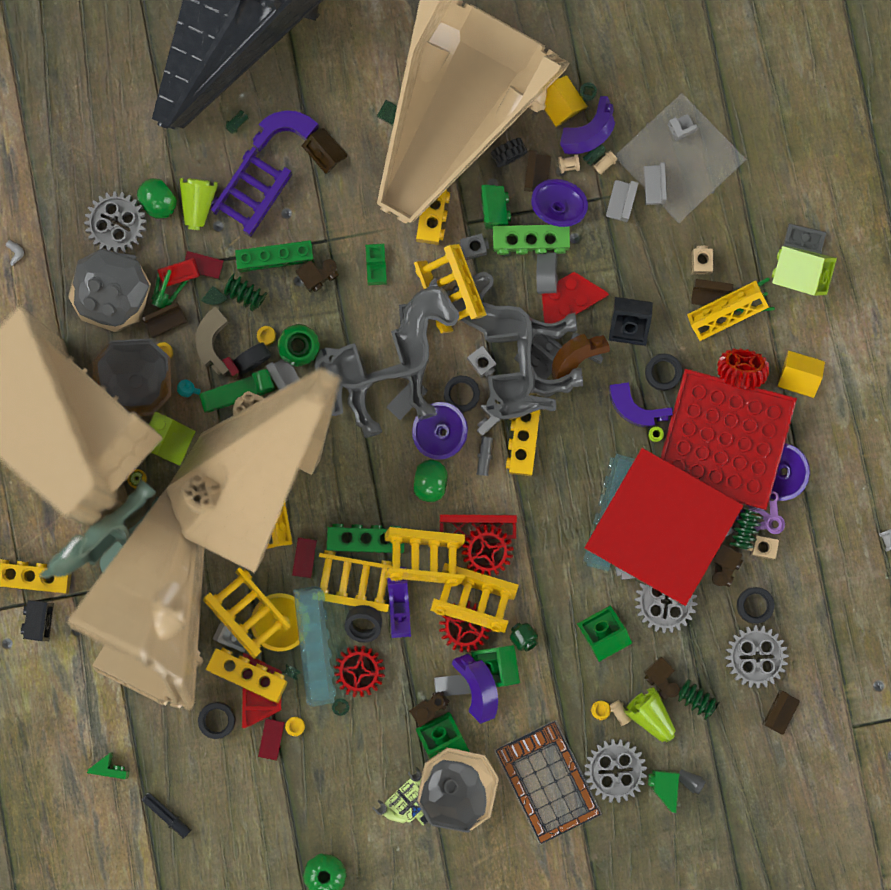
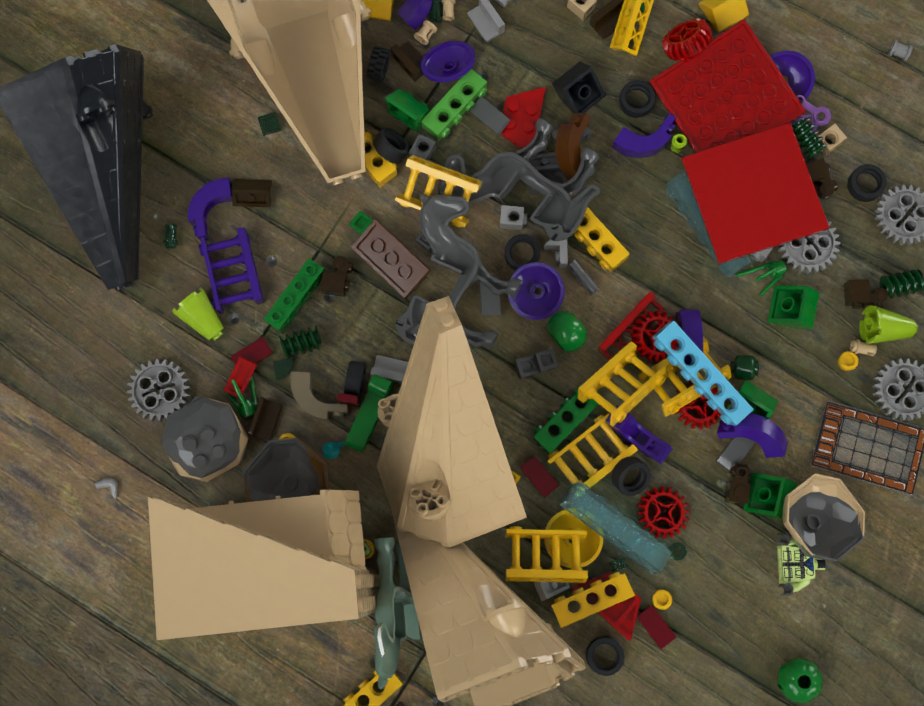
camera: 45 degrees left, 5 degrees down
(156, 198) = (170, 342): green piece -> none
(174, 439) = (369, 498): lime slope -> none
(267, 335) = (347, 354): yellow tile -> none
(310, 341) = (380, 326): green piece -> none
(367, 301) = (391, 258): none -> reddish brown piece
(386, 480) = (536, 364): none -> dark grey slope
(444, 220) = (390, 145): none -> black tyre
(489, 557) = (739, 406): none -> medium azure brick
(506, 575) = (691, 324): none -> dark purple arch
(621, 594) = (774, 270): none -> green plant

